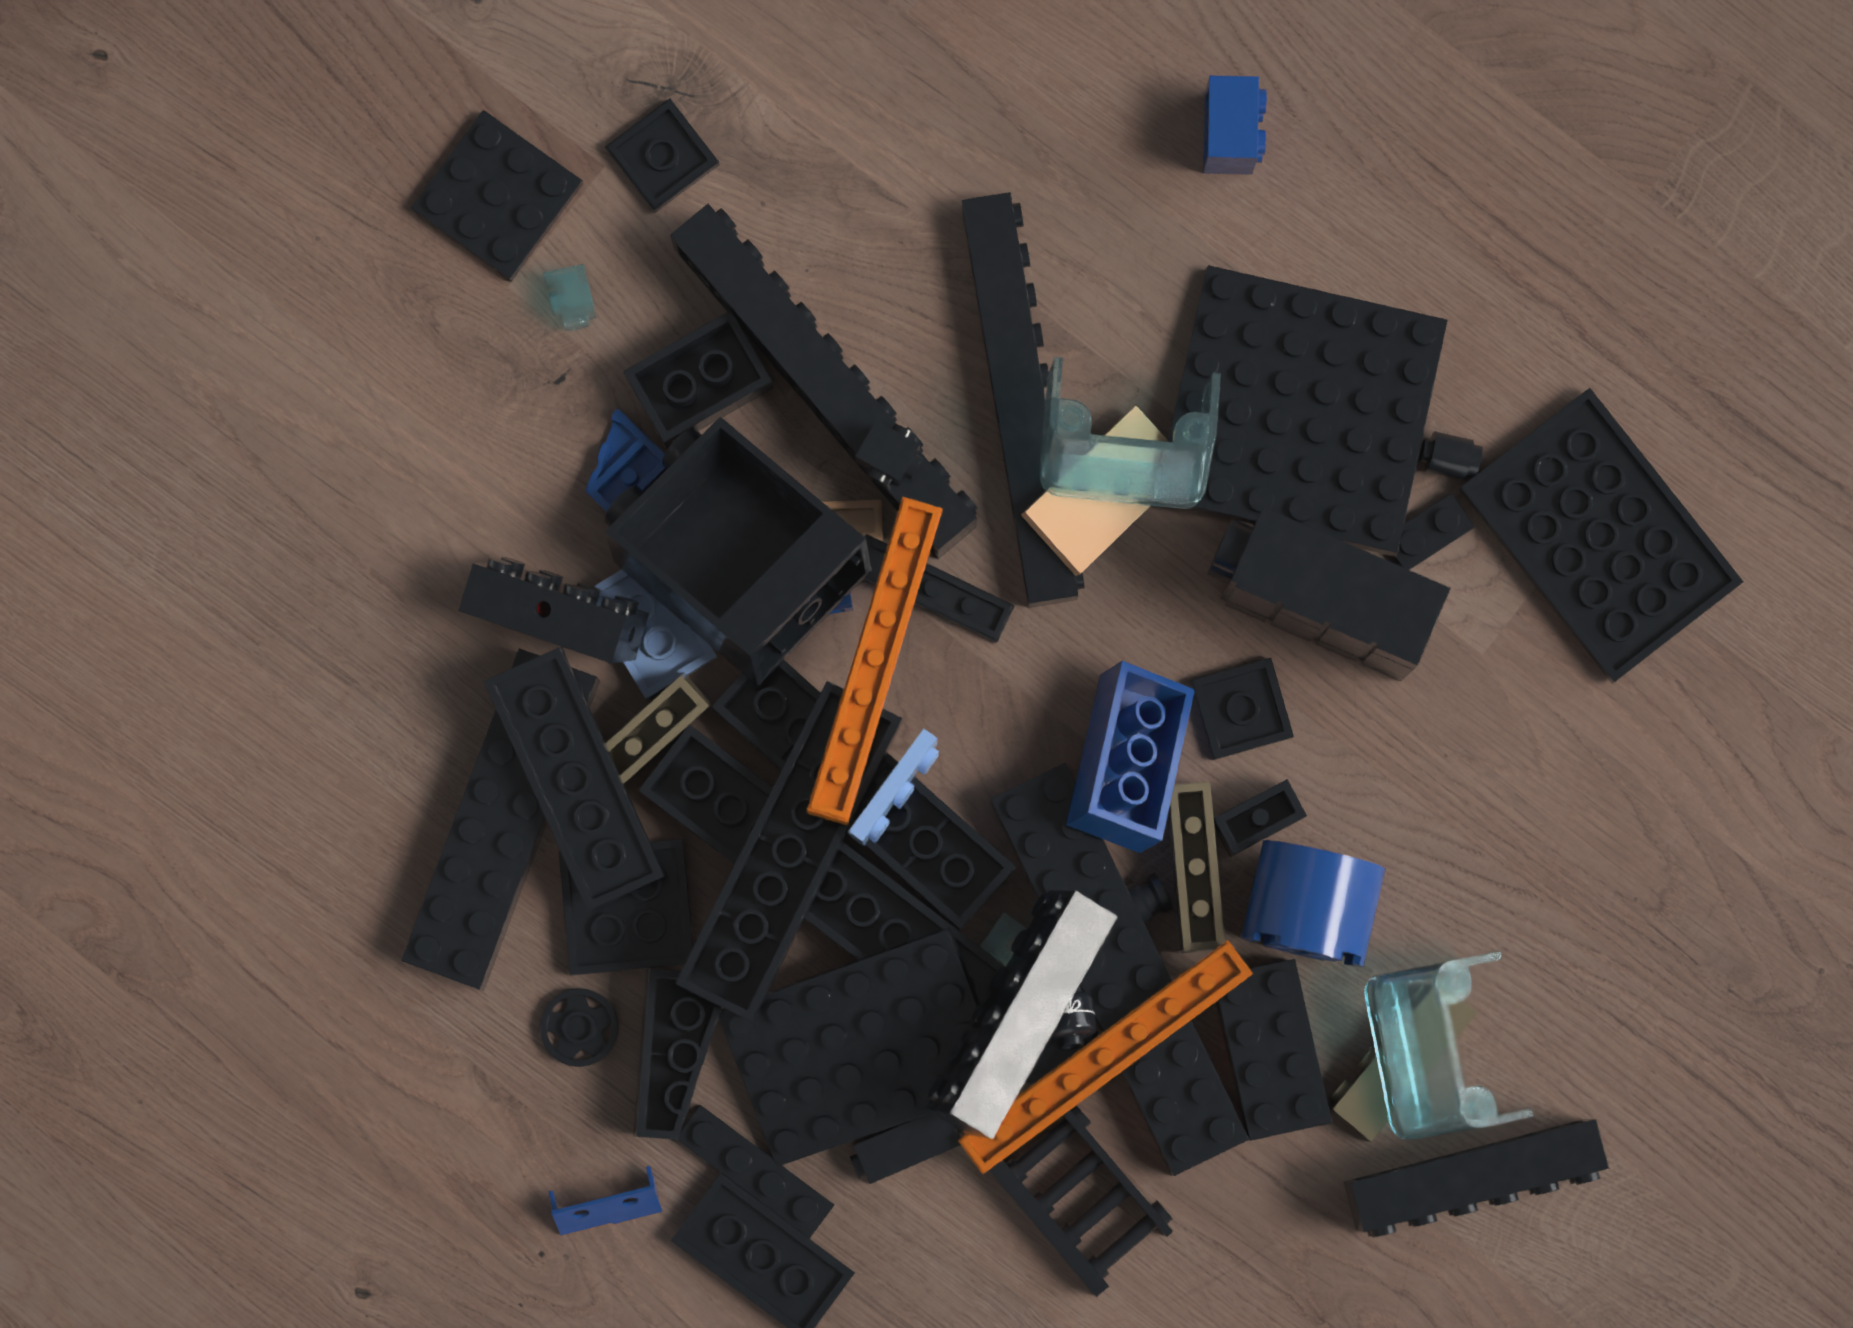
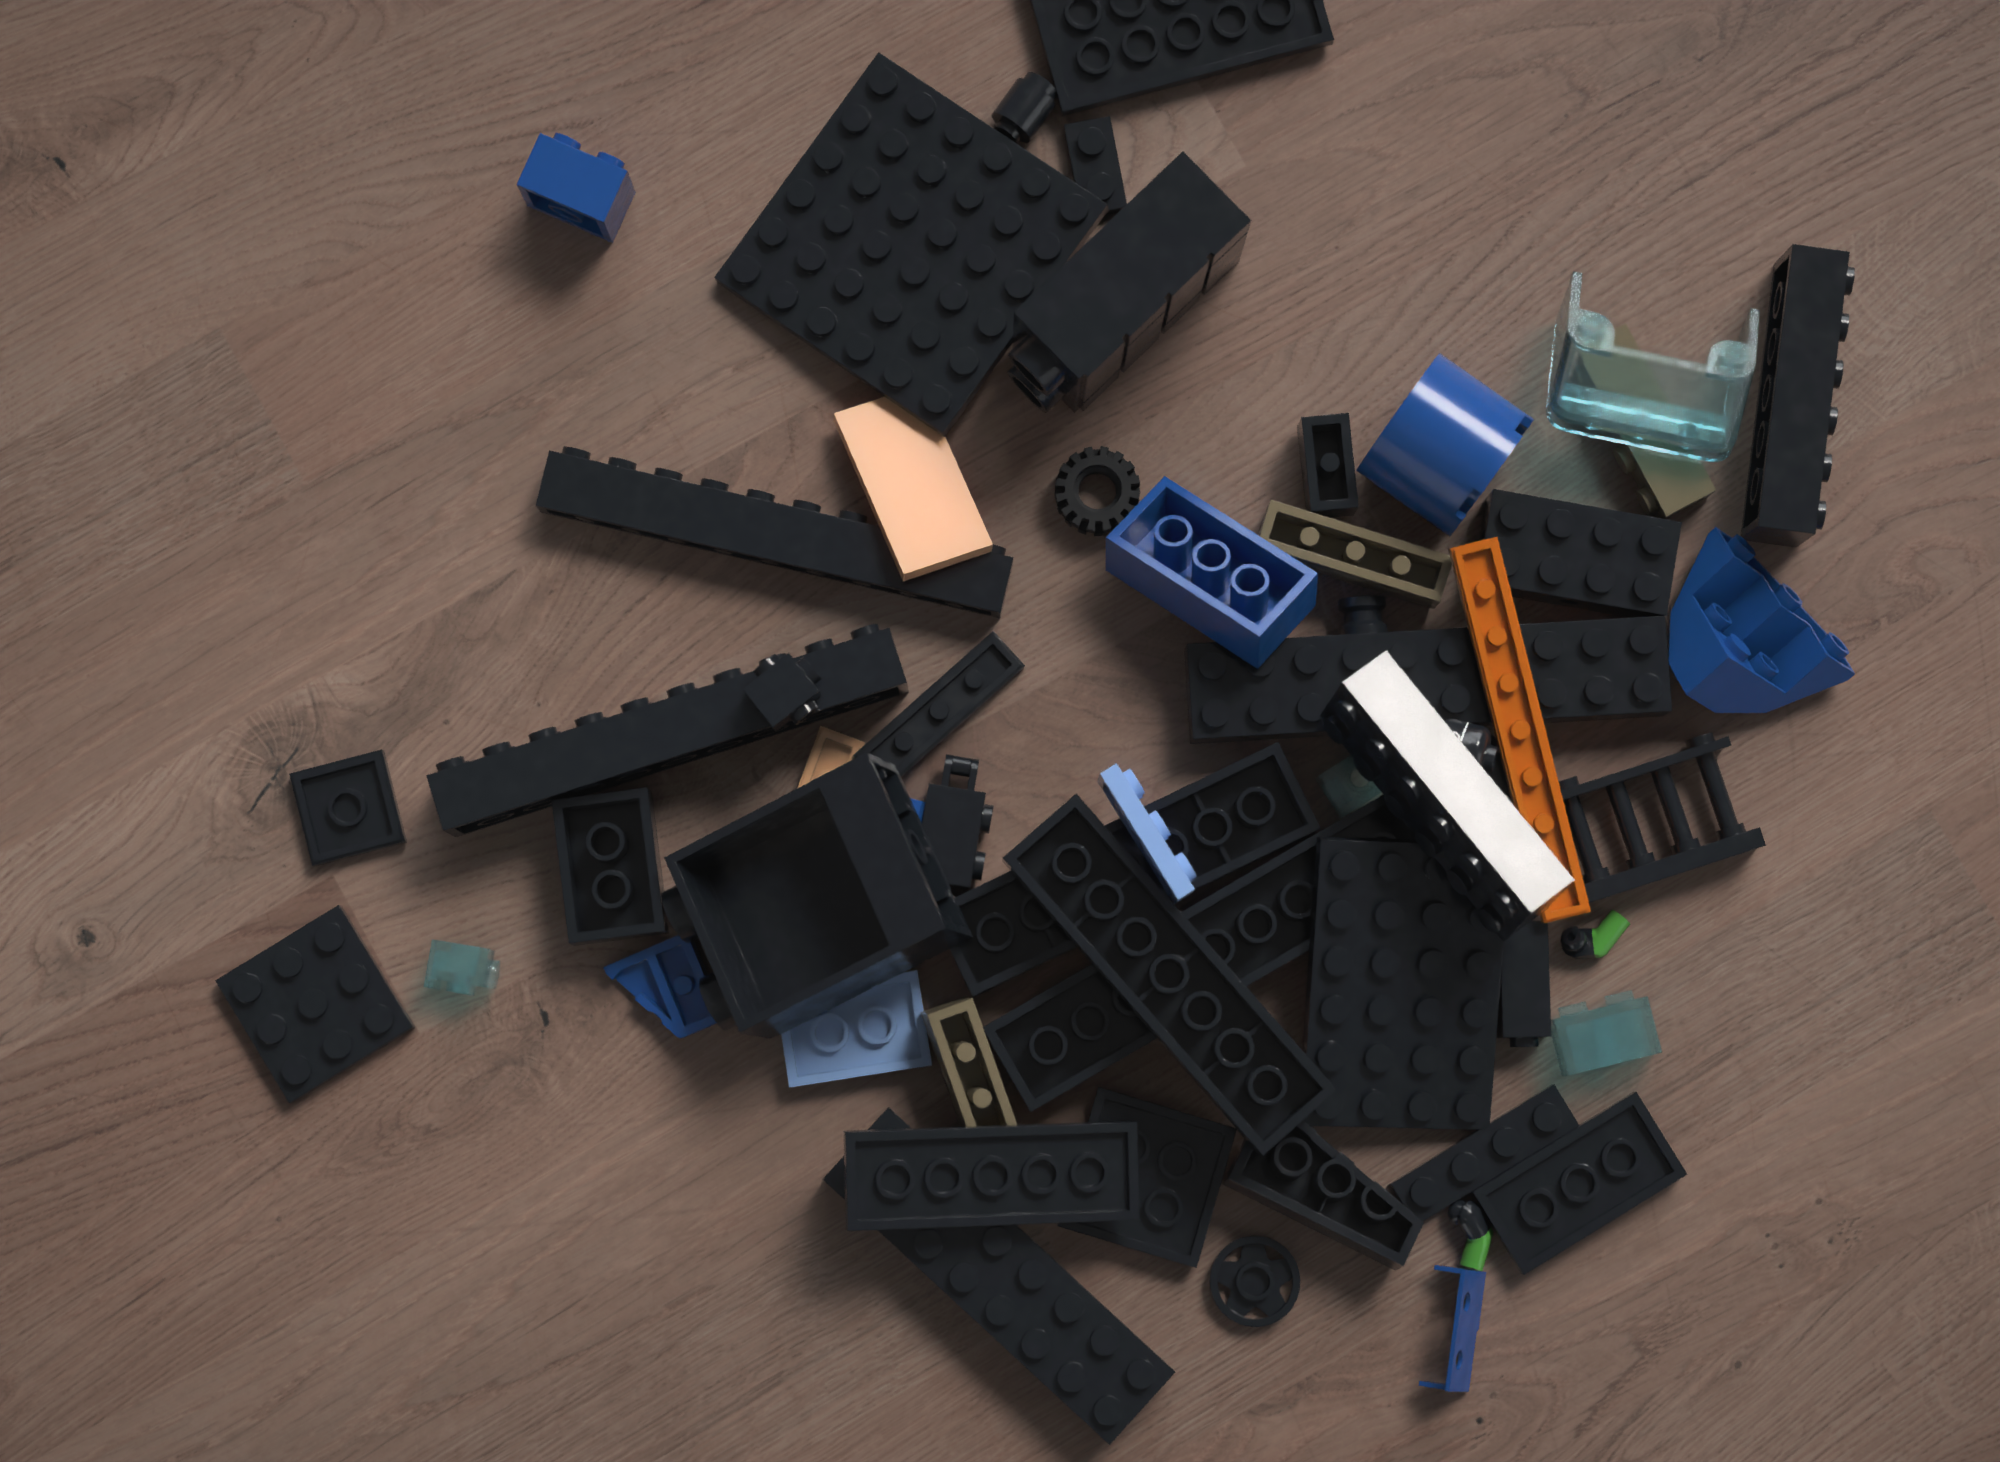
camera: 70 degrees left, 0 degrees up
(553, 610) = (798, 1124): black brick -> none
(691, 1189) = (1475, 1228): none -> arm
(832, 641) = (954, 822): none -> black brick
(874, 661) = (1003, 798): orange tile -> none
(891, 1229) = (1604, 1034): none -> clear light blue brick
(963, 1192) = (1594, 942): none -> arm
(1122, 467) = (902, 451): clear light blue windscreen -> none
(1168, 617) = (1096, 462): none -> black tyre
(1242, 708) = (1201, 437): black tile -> none
(1263, 1216) = (1745, 637): none -> blue brick

